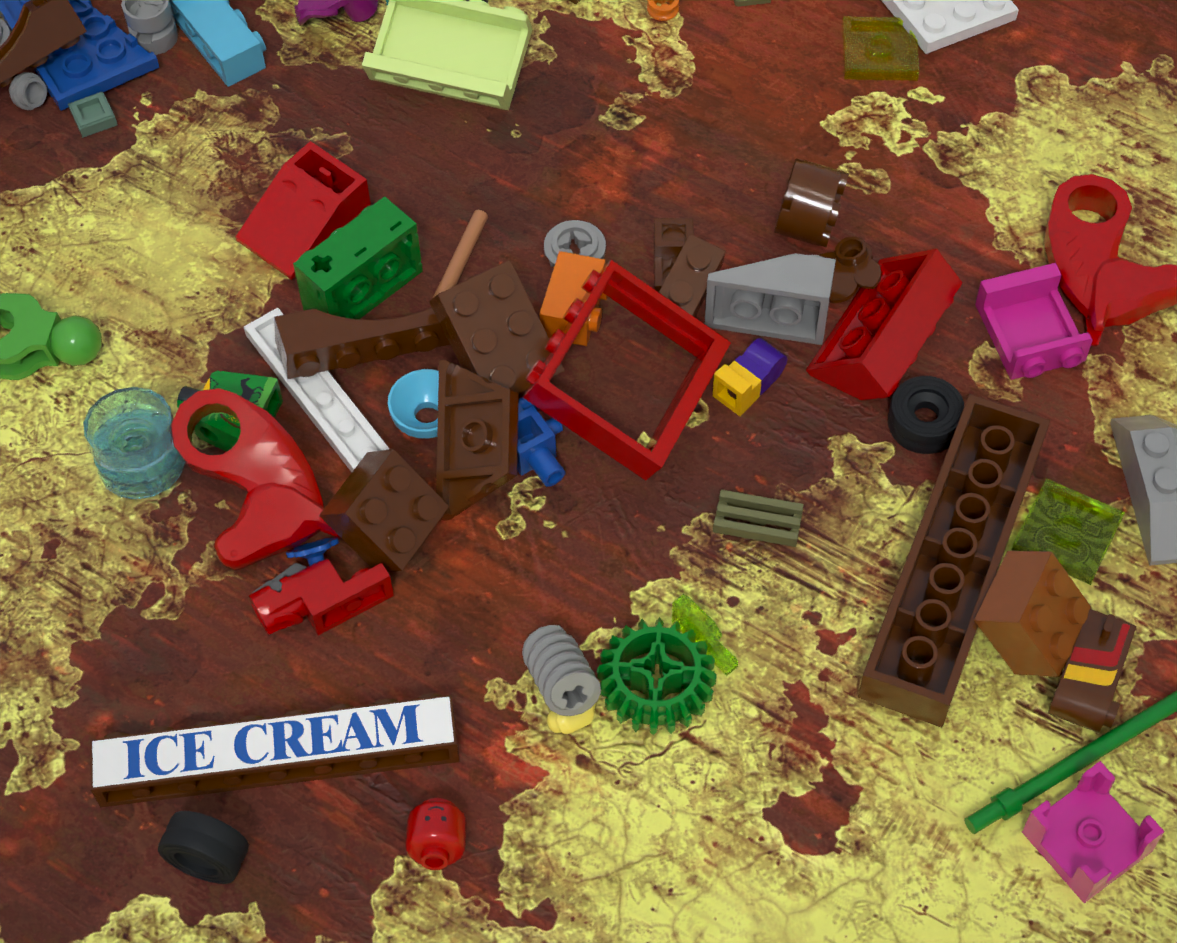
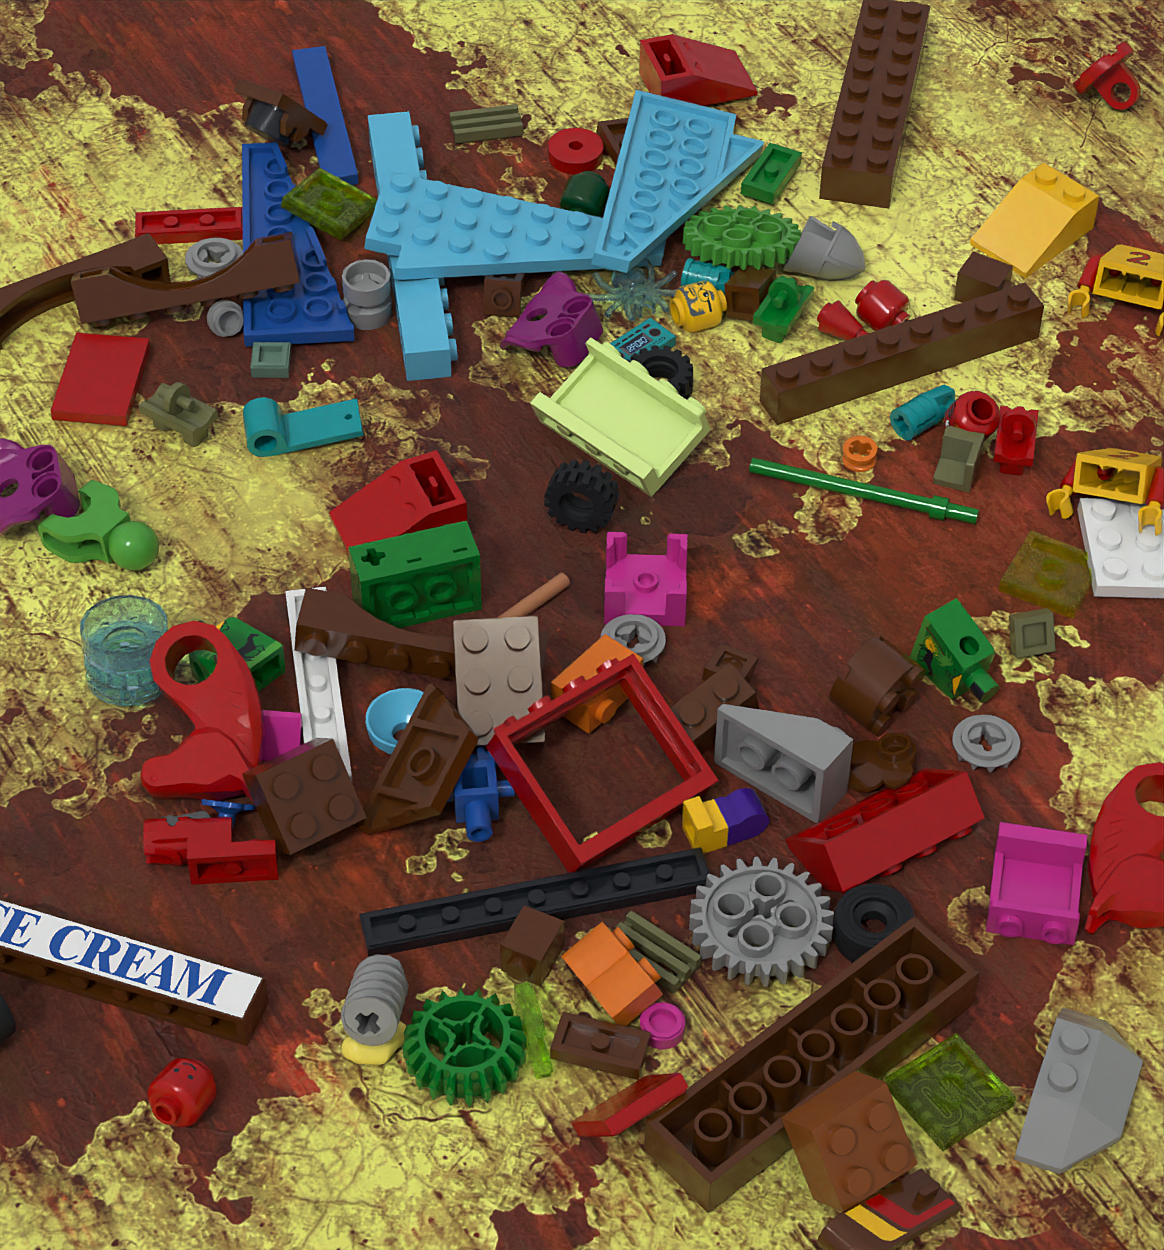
camera: 25 degrees right, 10 degrees down
(40, 195) = (176, 410): none -> olive hips
(144, 180) = (273, 433): none -> teal door
(324, 461) = (282, 733): none -> dark pink slope
(453, 119) = (586, 481): none -> black tyre
(556, 189) = (646, 583): none -> dark pink panel
(629, 520) = (559, 895): none -> black tile
(659, 559) = (532, 946): none -> reddish brown brick
(745, 554) = (613, 974): none -> orange brick
(756, 27) = (937, 508): none -> green bar
(768, 621) = (600, 1045): none -> reddish brown plate
(805, 580) = (665, 1023): none -> dark pink tile
(833, 665) = (630, 1105): none -> red tile
(858, 147) = (955, 653): none -> green torso
(869, 467) = (761, 921): none -> light grey gear
(899, 105) = (1032, 632): none -> olive tile
(920, 204) = (996, 731): none -> light grey gear

